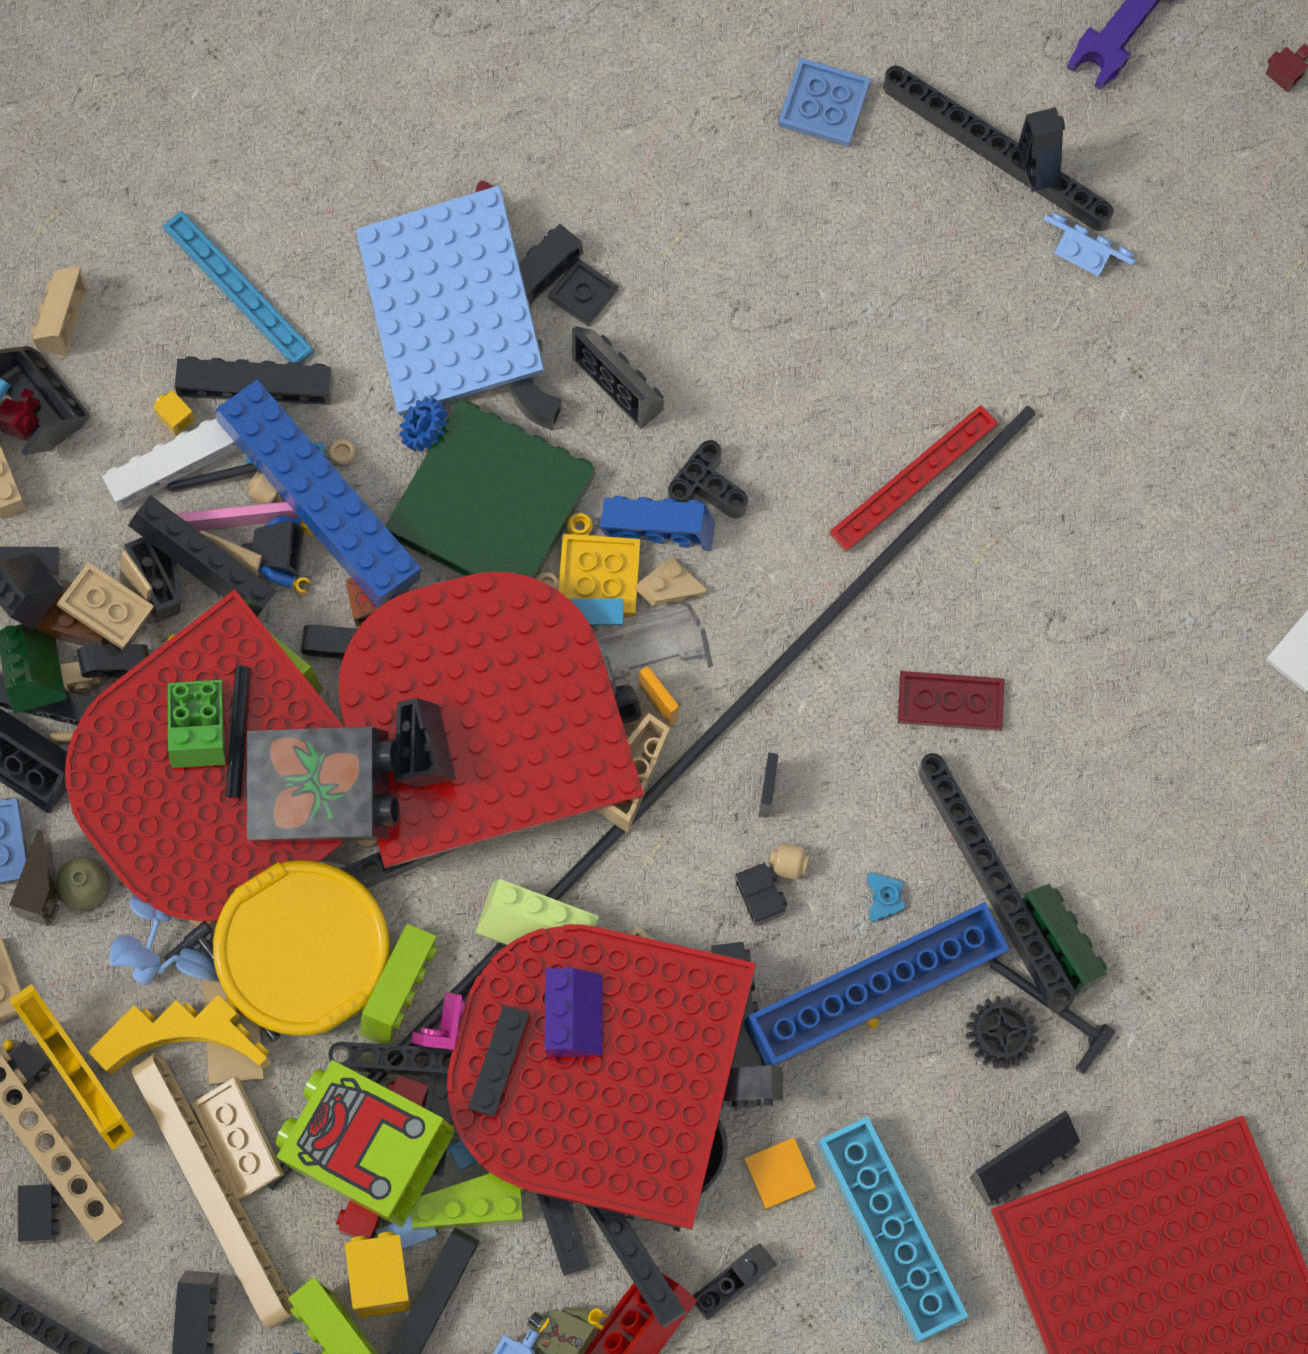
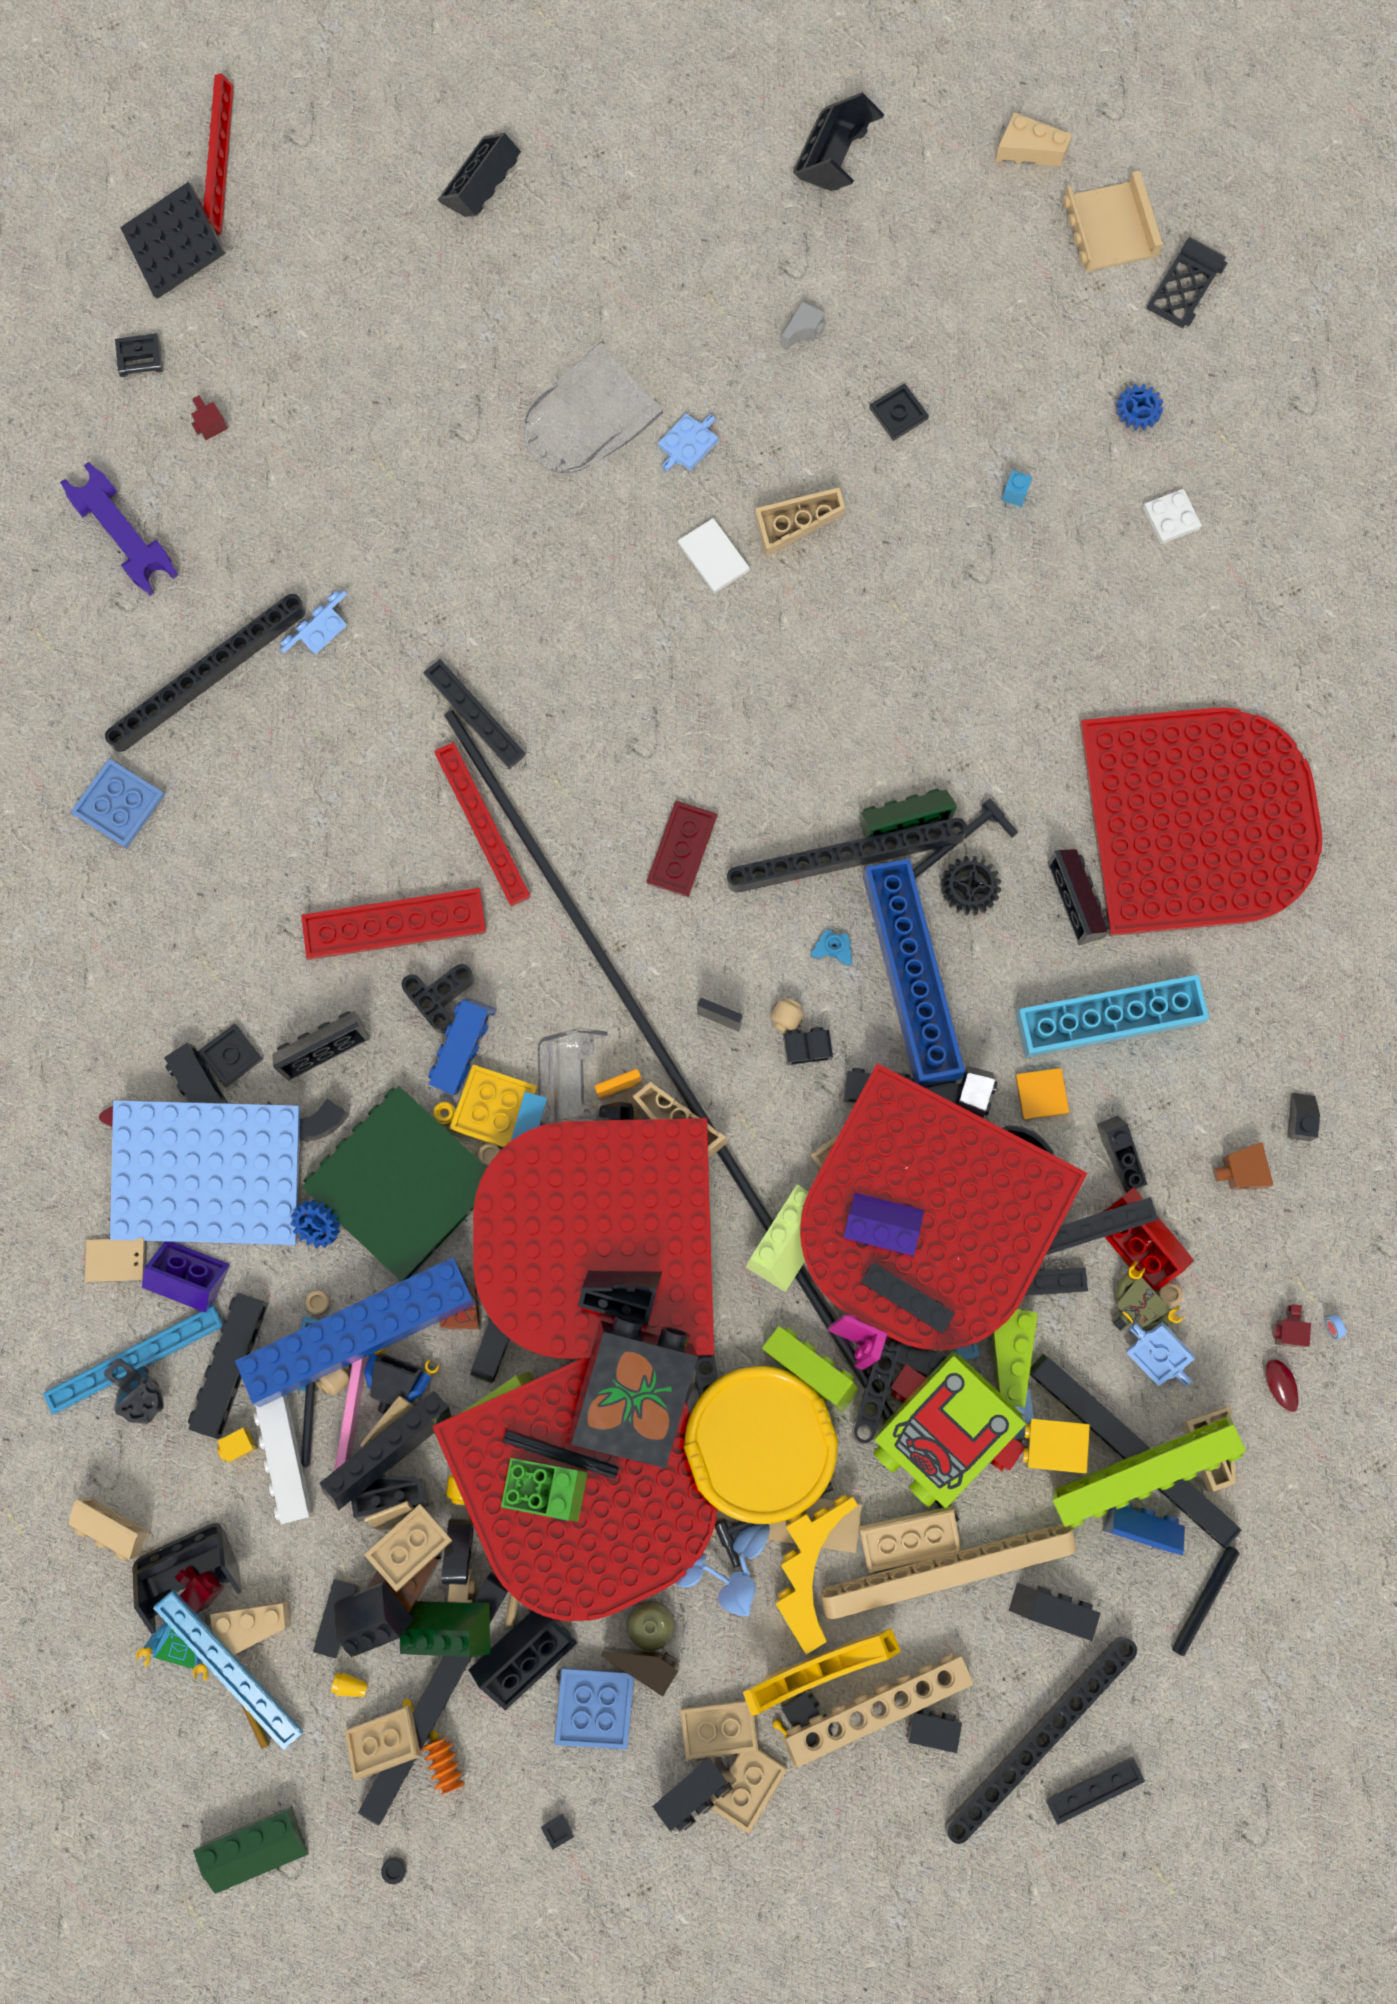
camera: 70 degrees left, 5 degrees up
(202, 302) = (137, 1395): none -> black piece
(335, 240) = (114, 1260): none -> tan container
(336, 312) = (185, 1275): none -> dark purple slope
(669, 584) = (519, 1050): tan wing -> none
(774, 417) = (393, 923): none -> red plate
(1037, 437) = (474, 714): none -> black plate
(1042, 148) = (226, 632): black wedge -> none

